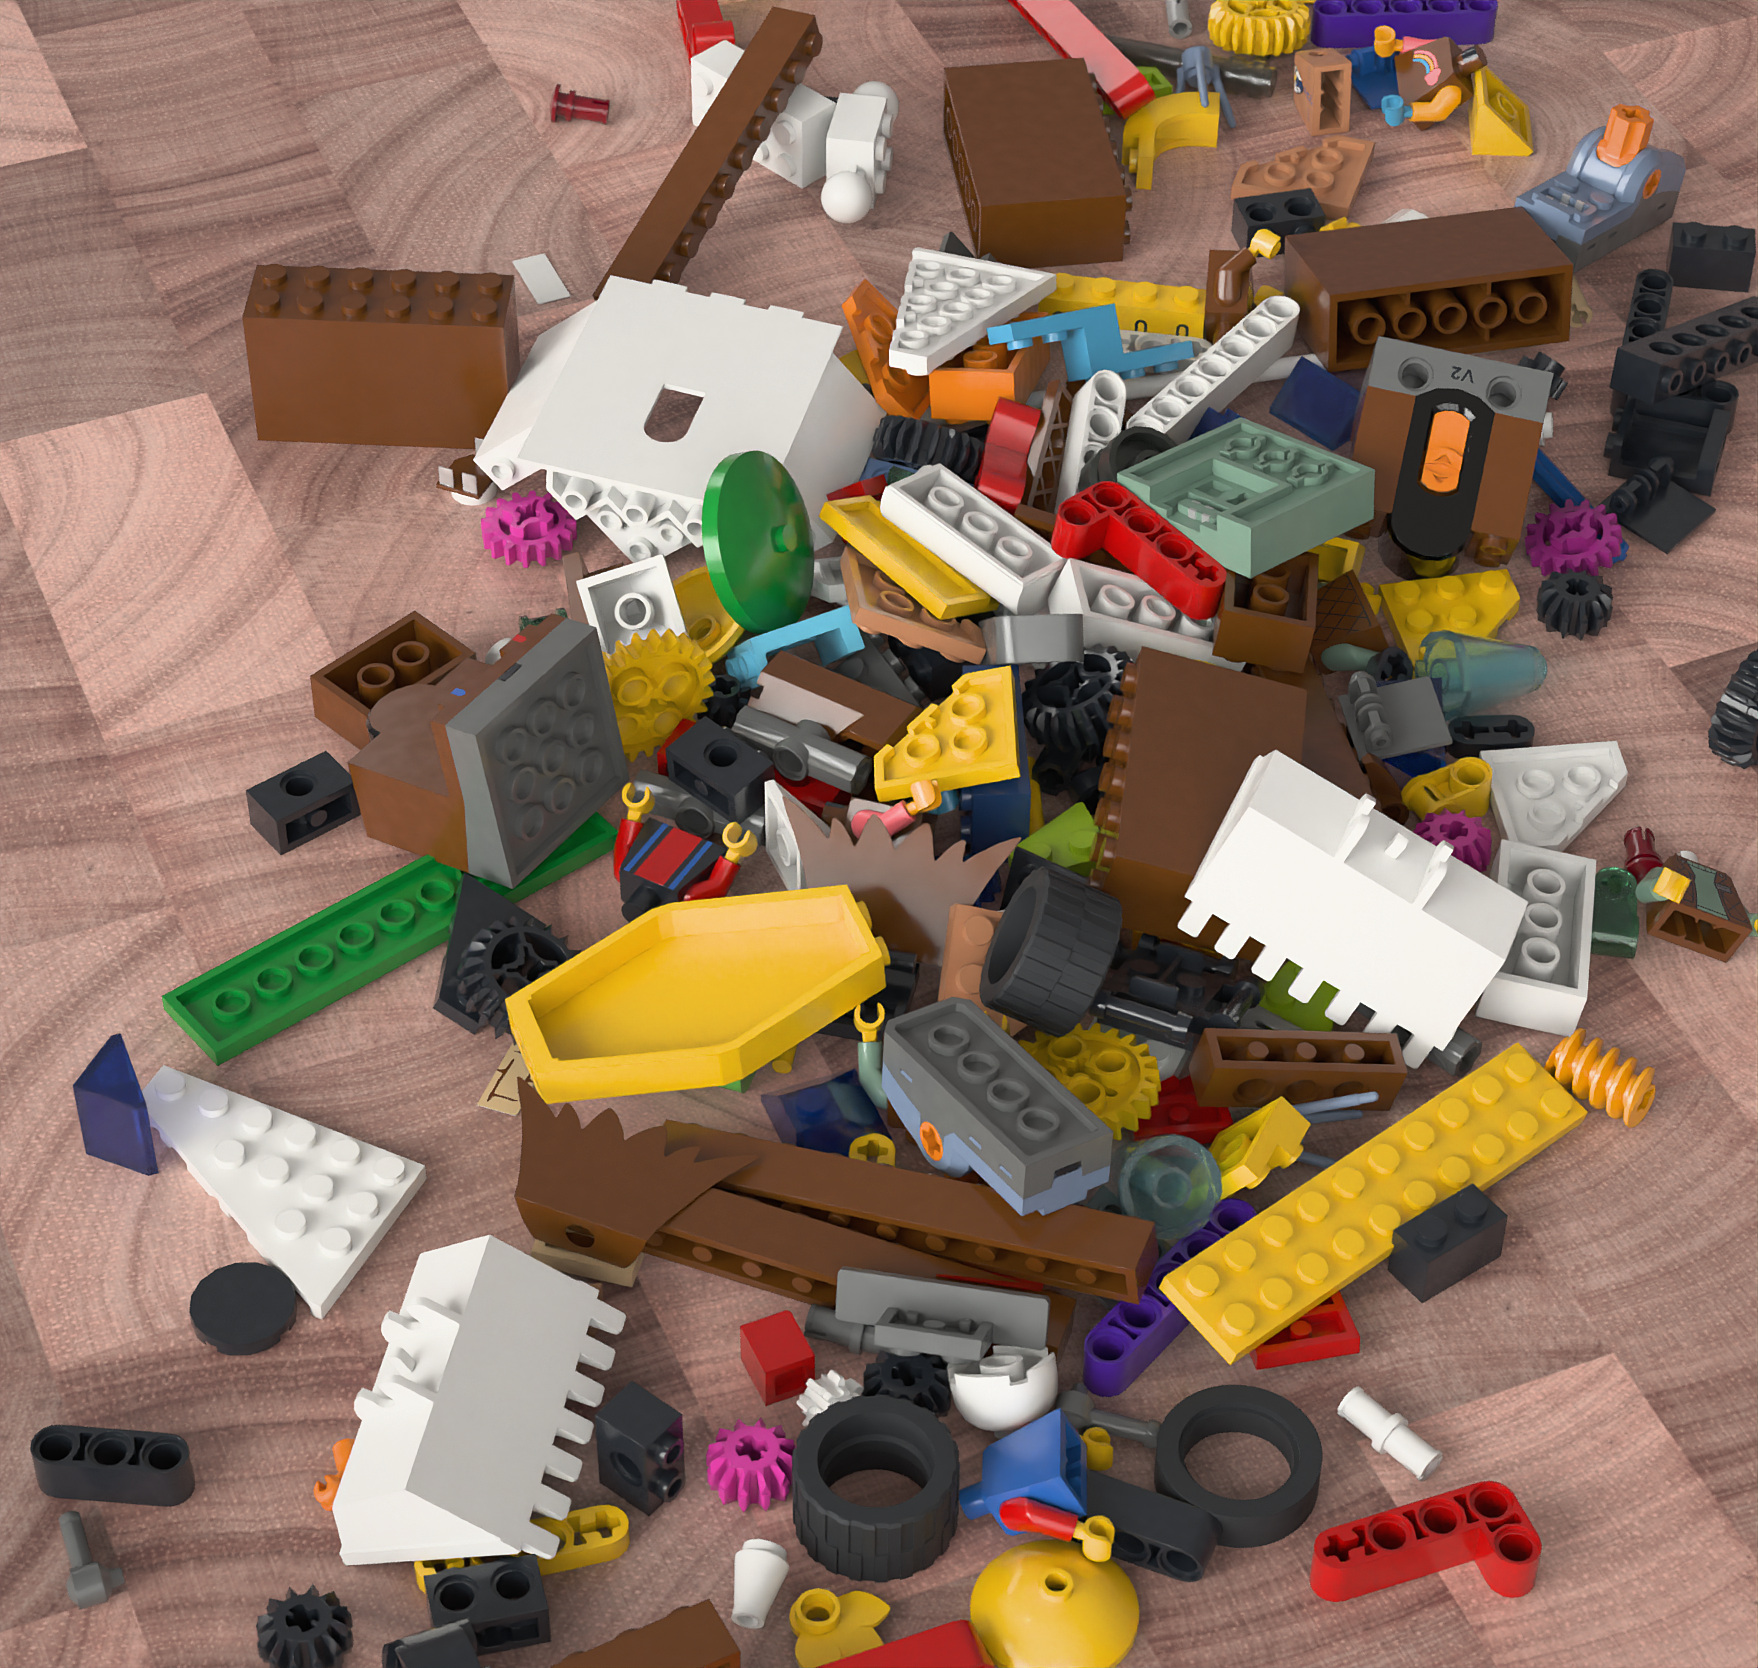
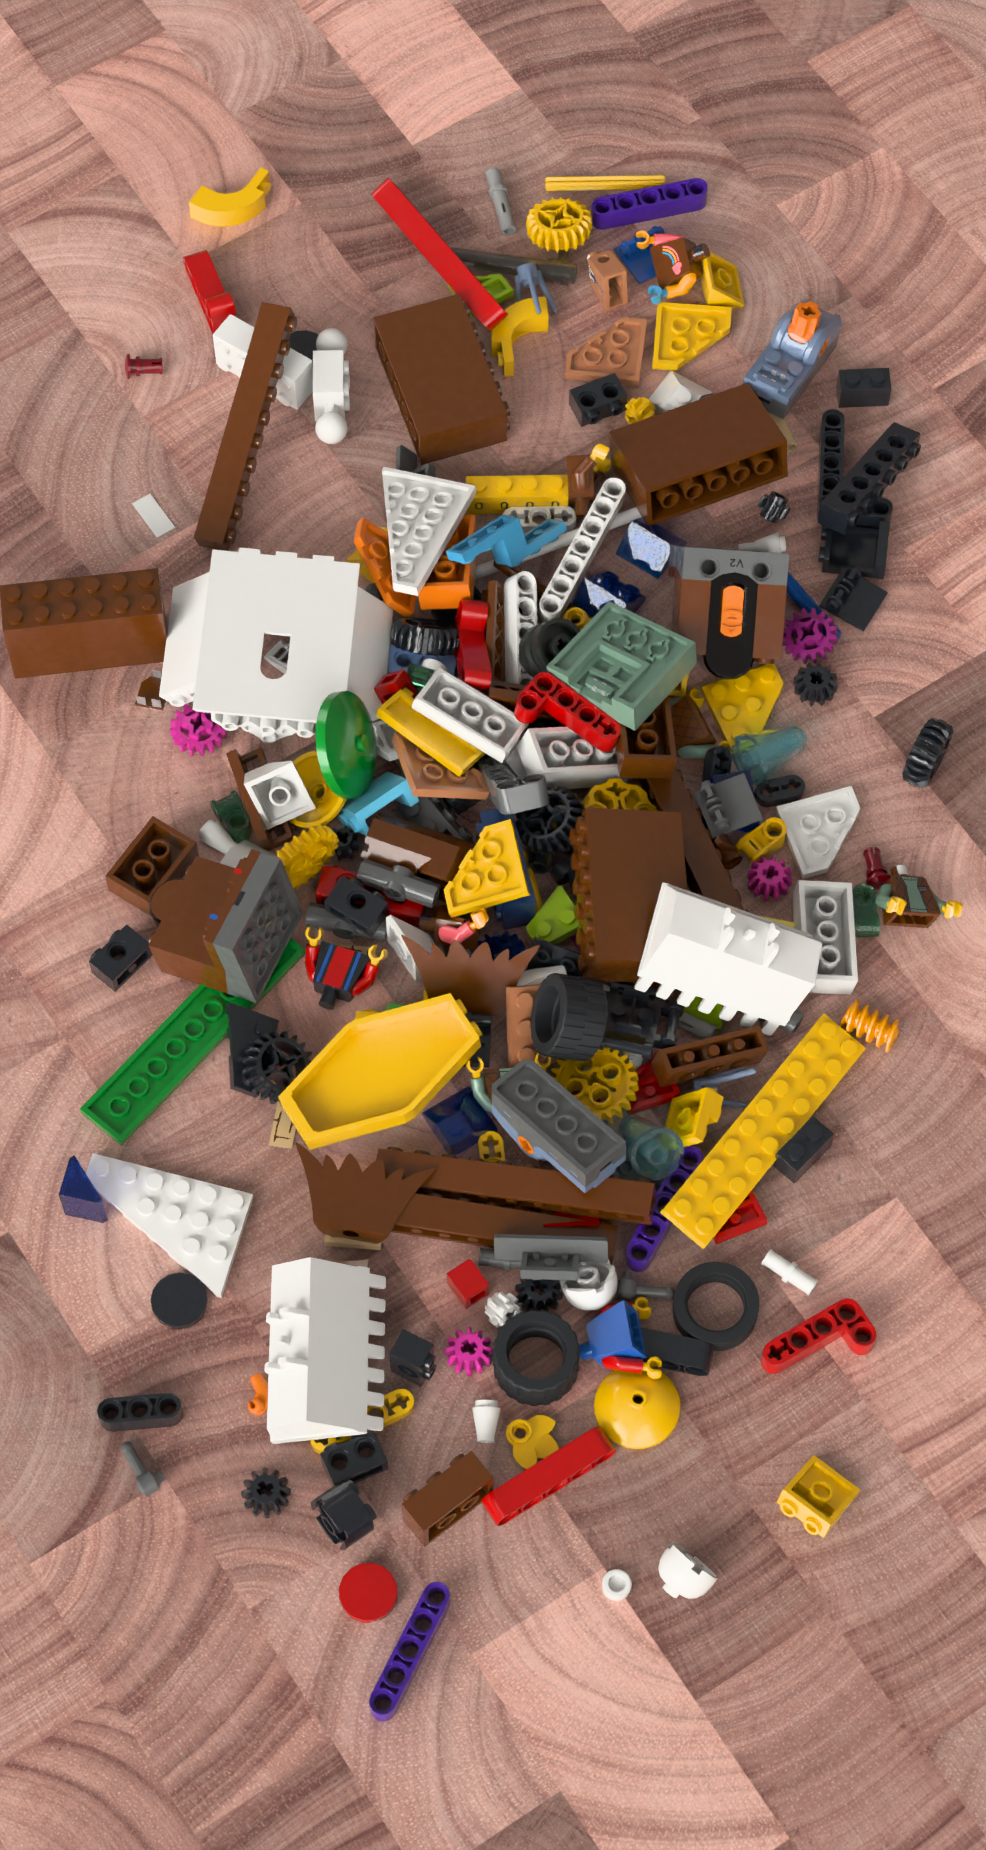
camera: 10 degrees left, 20 degrees up
(1435, 166) = (686, 332): none -> yellow plate

